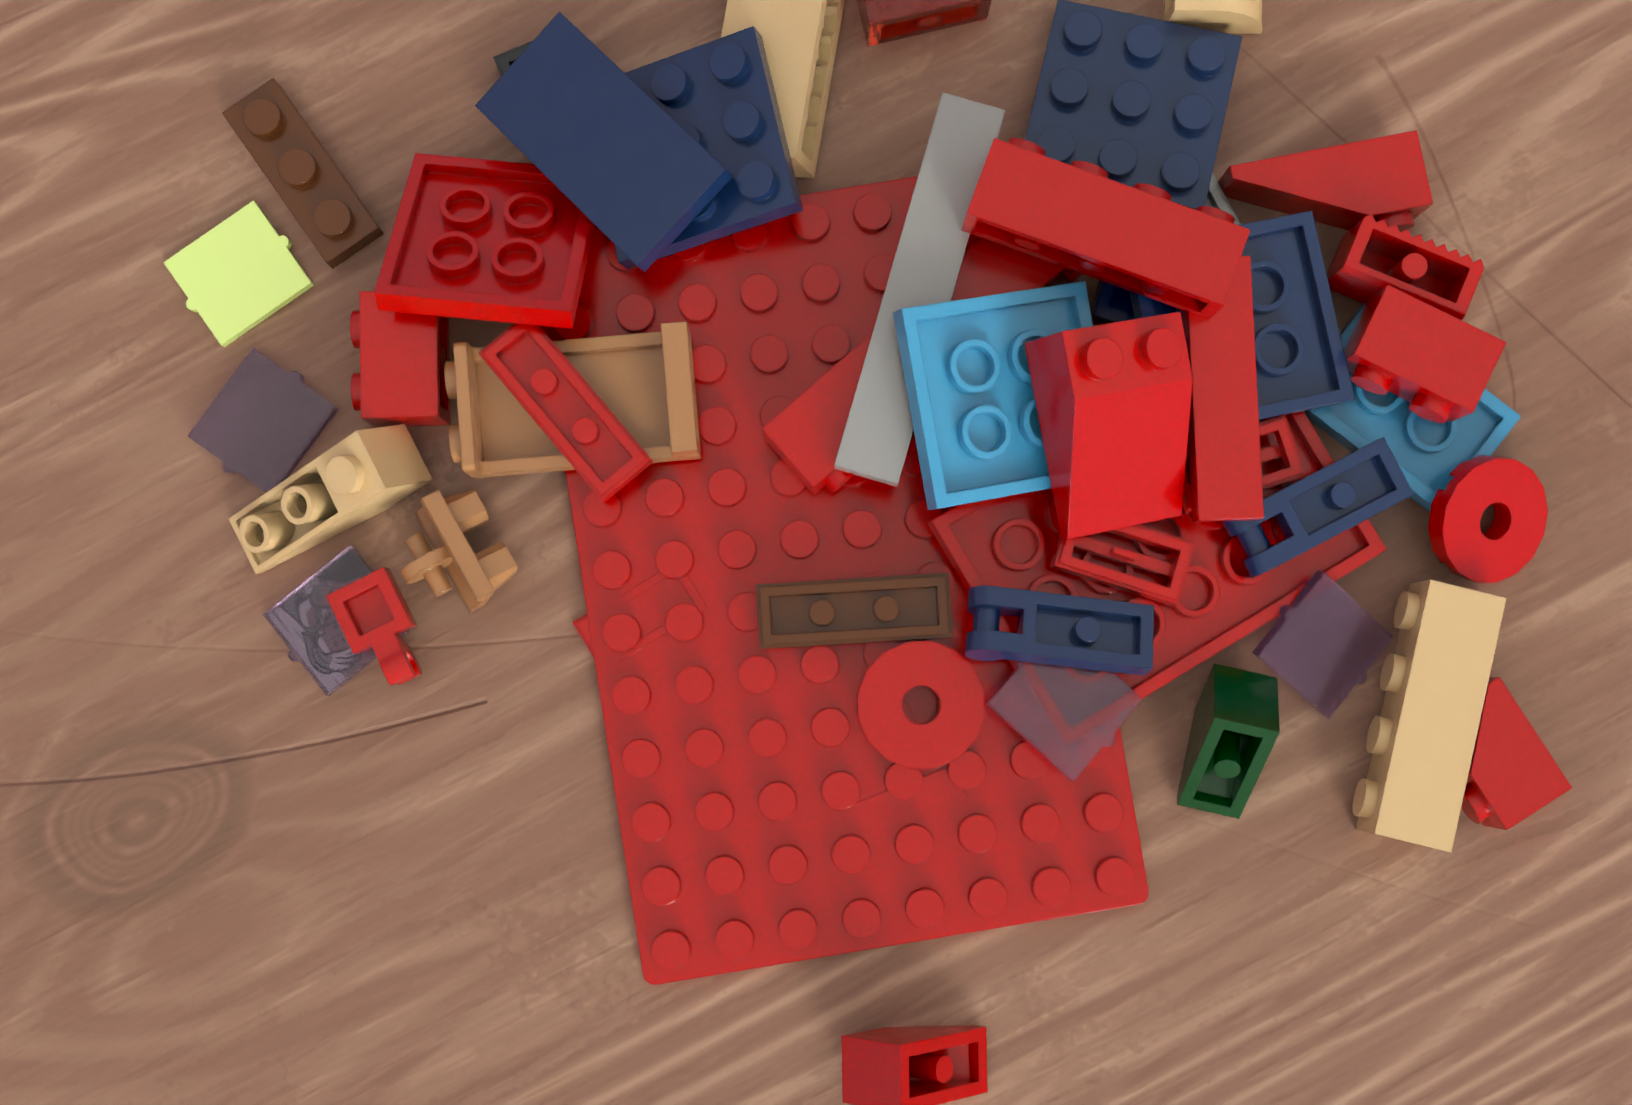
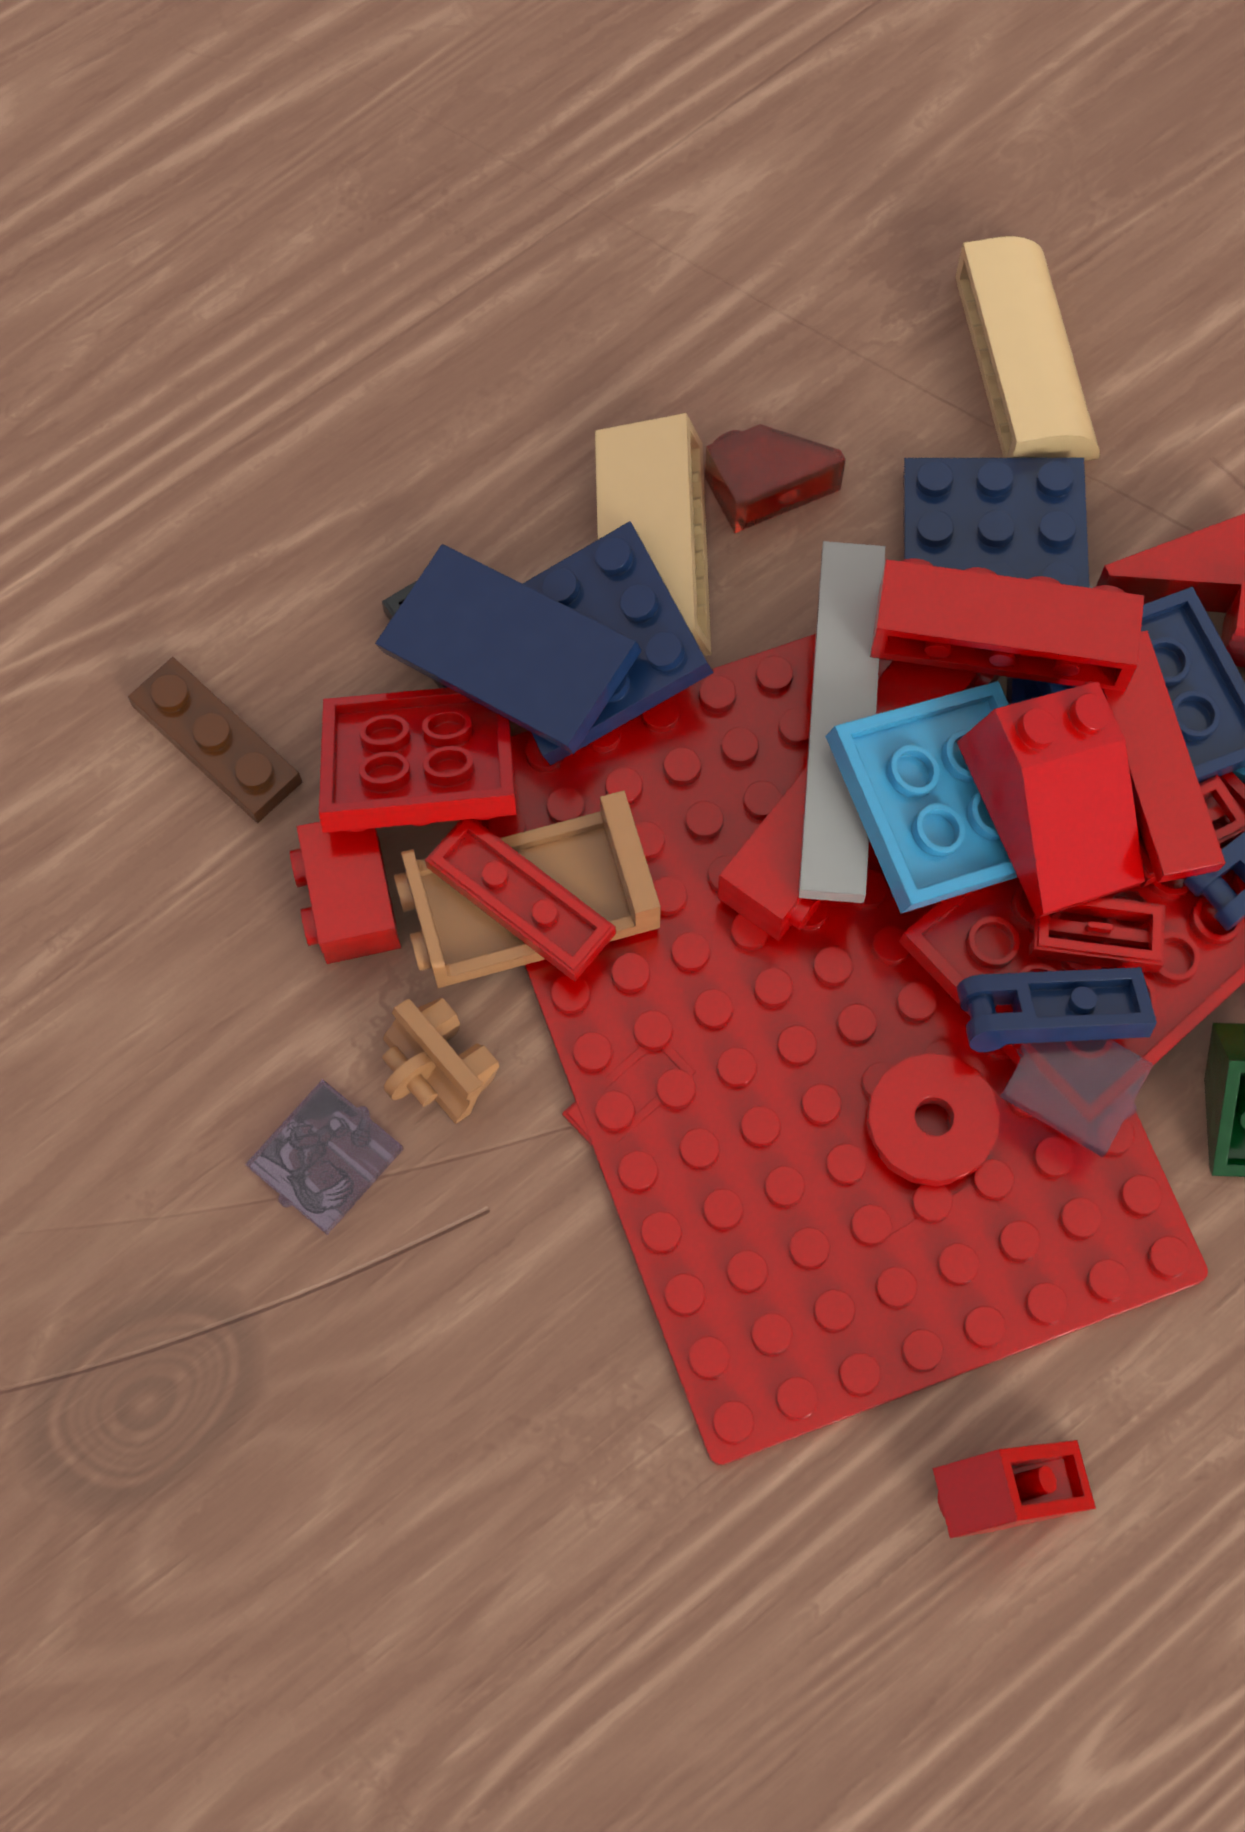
camera: 10 degrees left, 15 degrees down
(238, 273) = (166, 844): yellowish green piece -> none
(263, 421) = (213, 979): piece -> none
(331, 495) = (295, 1032): tan slope -> none
(373, 617) = (363, 1139): red plate -> none
(854, 611) = (844, 1041): reddish brown tile -> none

